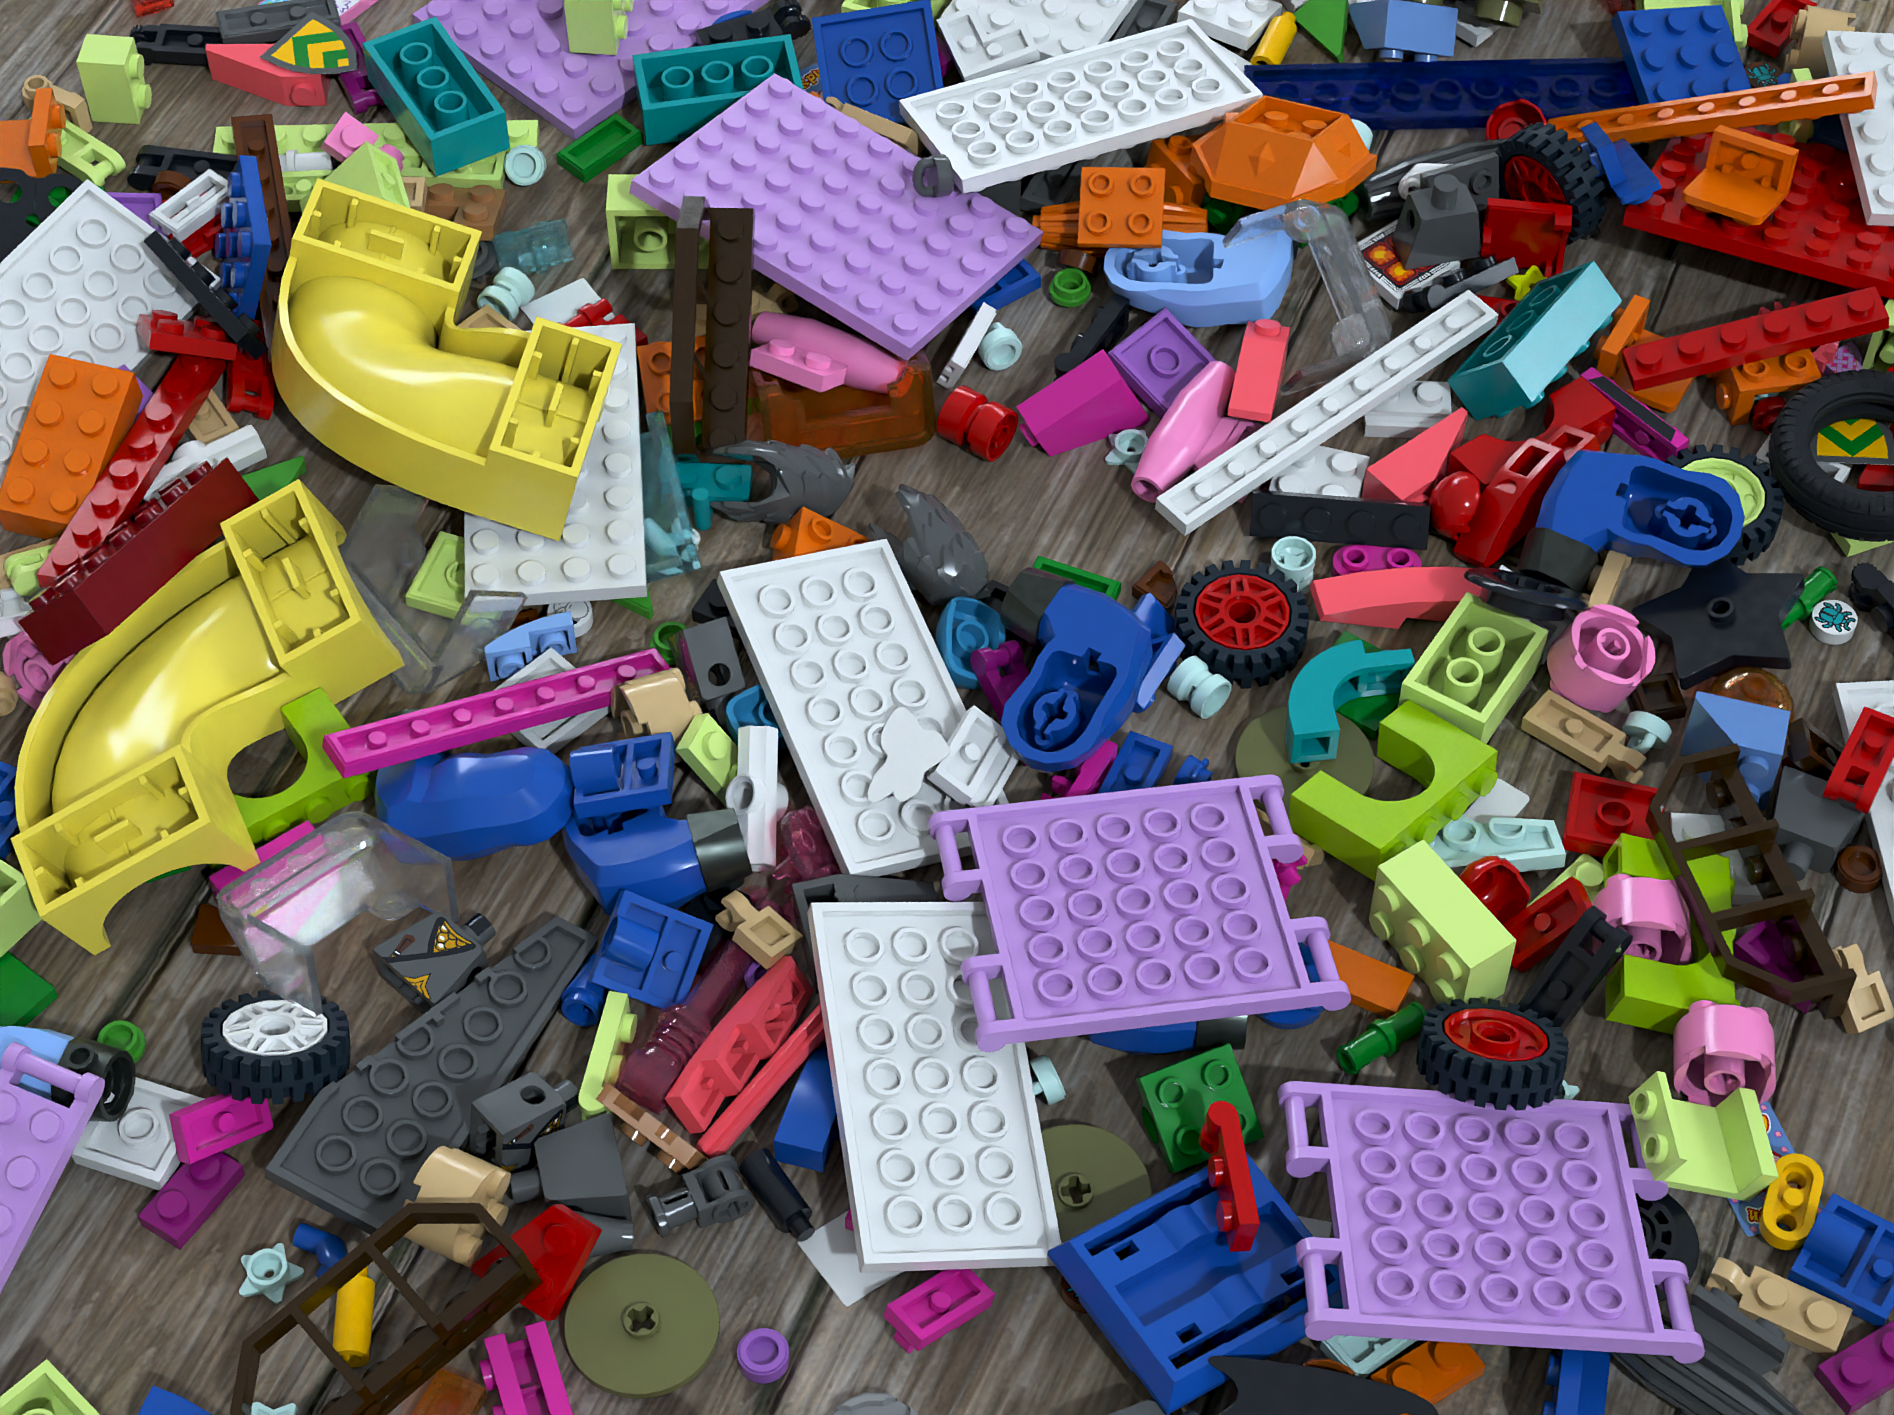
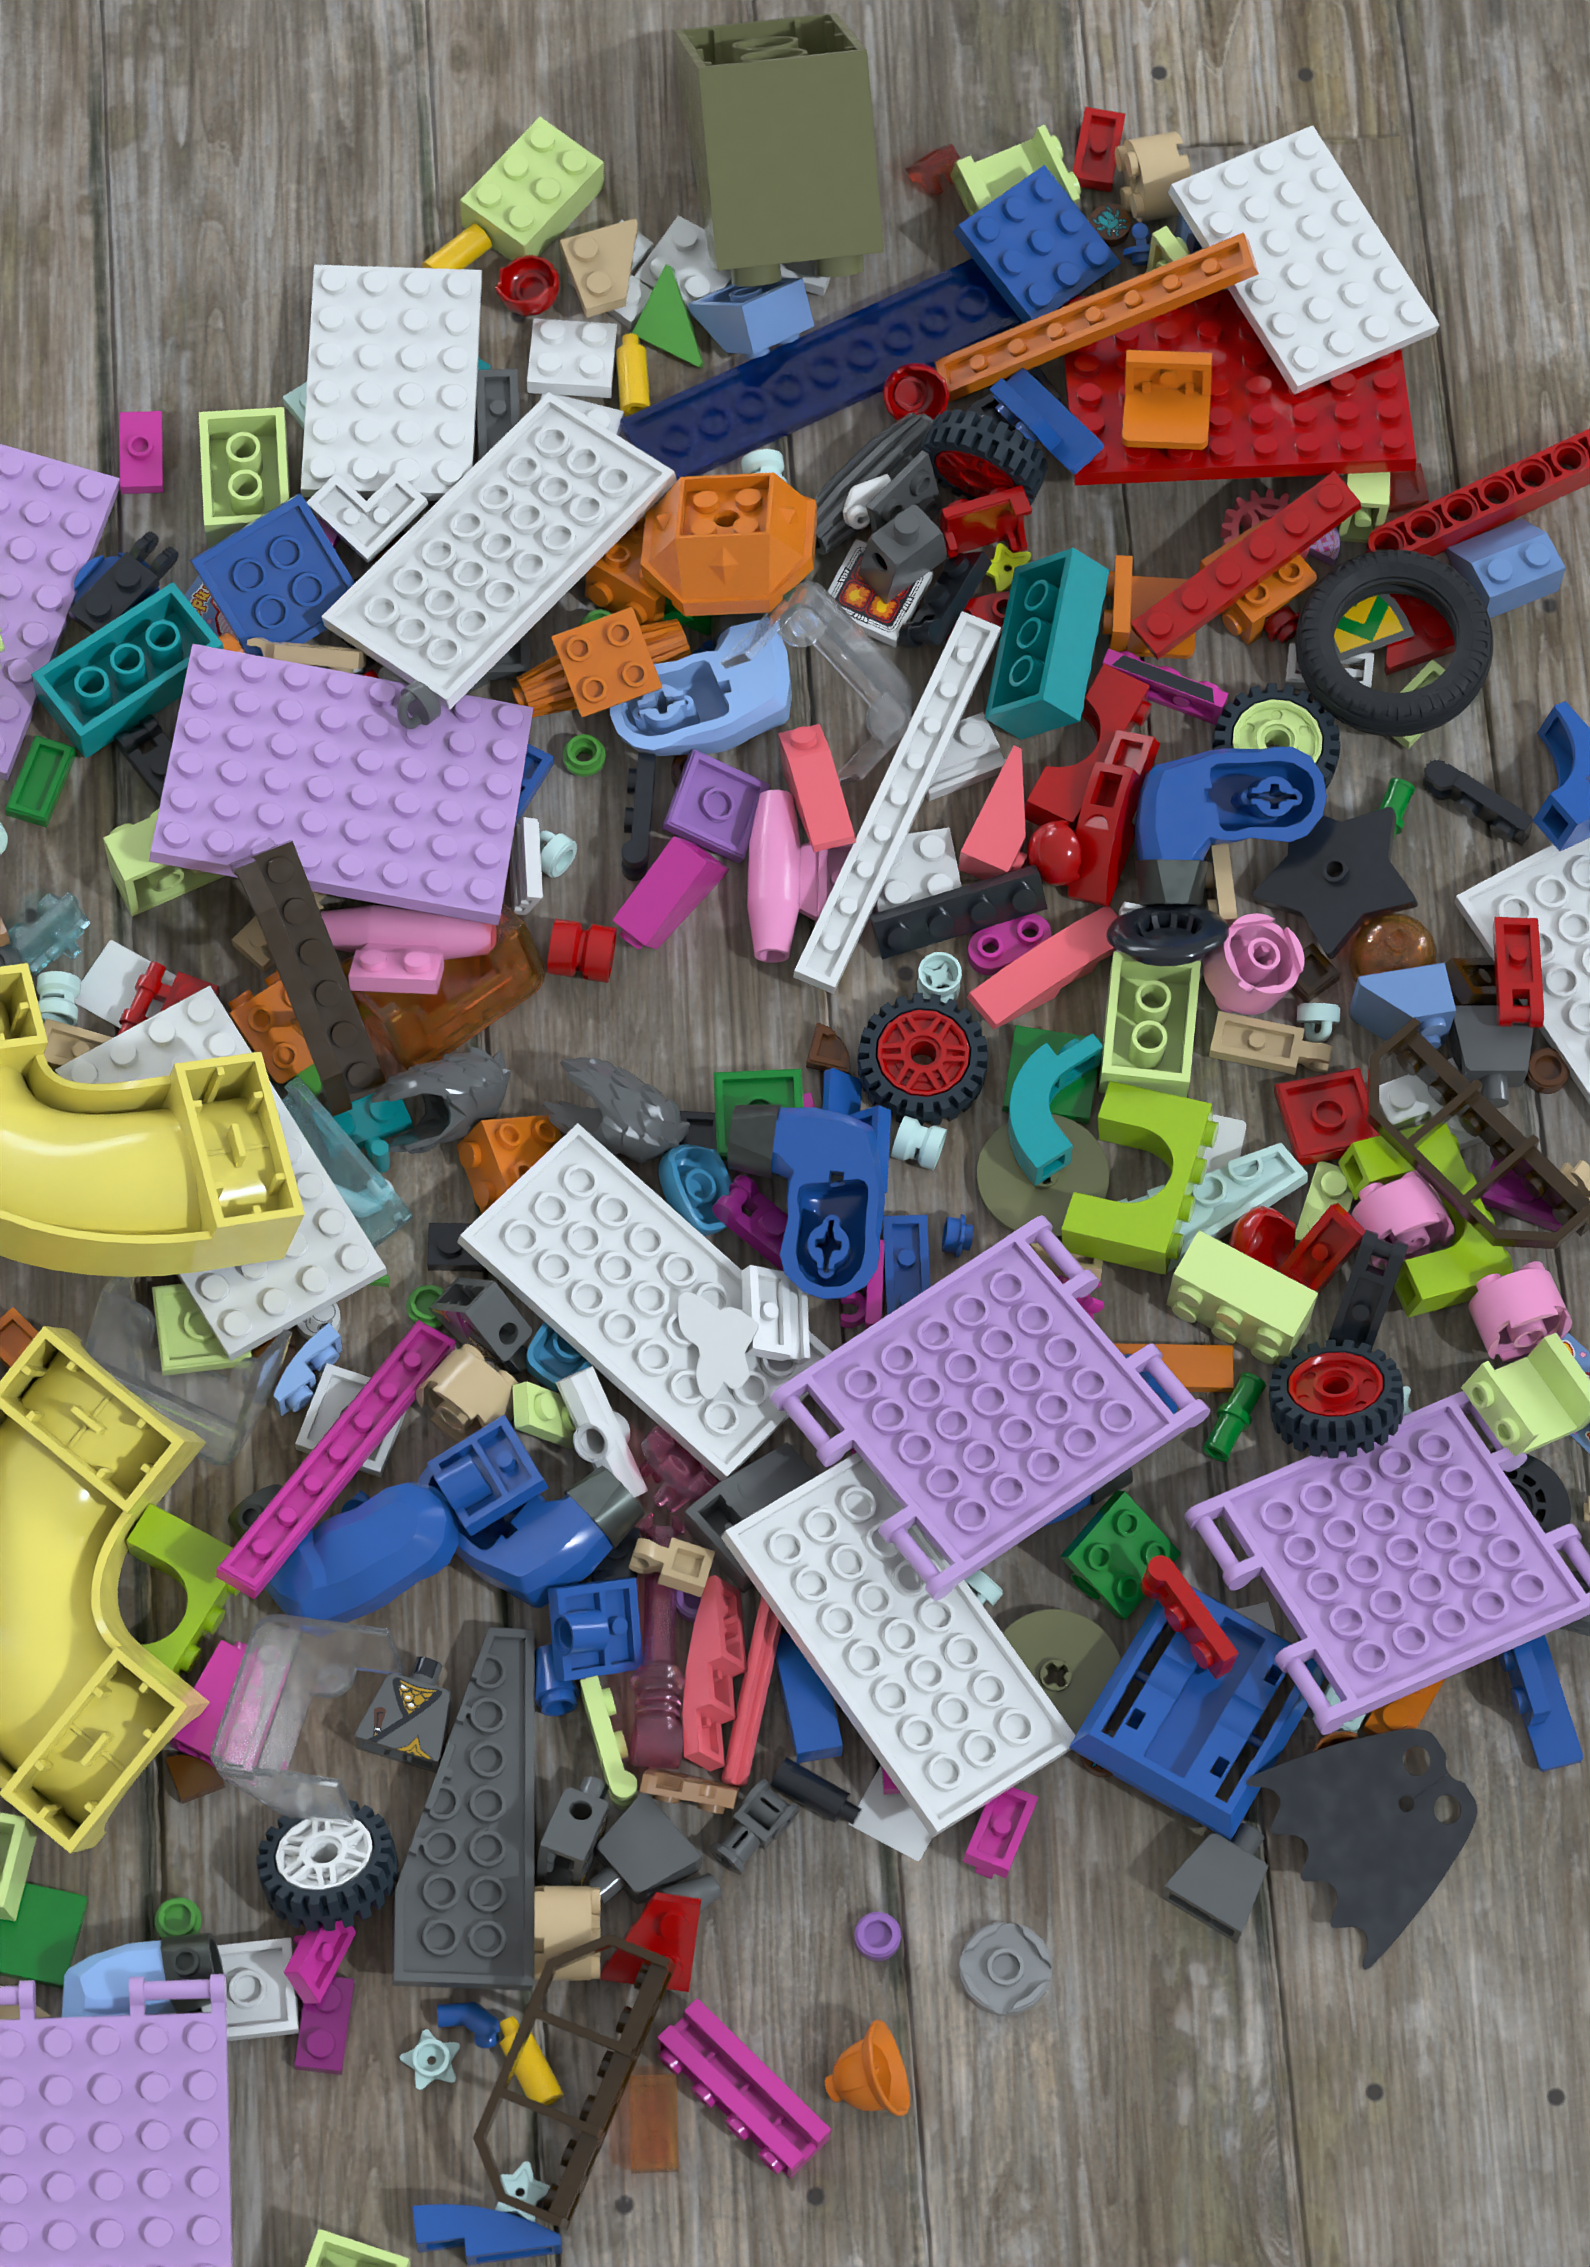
camera: 30 degrees left, 15 degrees up
(649, 1361) = (736, 1979): olive piece -> none
(1078, 260) = (576, 726): reddish brown tile -> none
(1123, 442) = (716, 909): light aqua plate -> none
(1833, 622) = (1424, 826): tile -> none

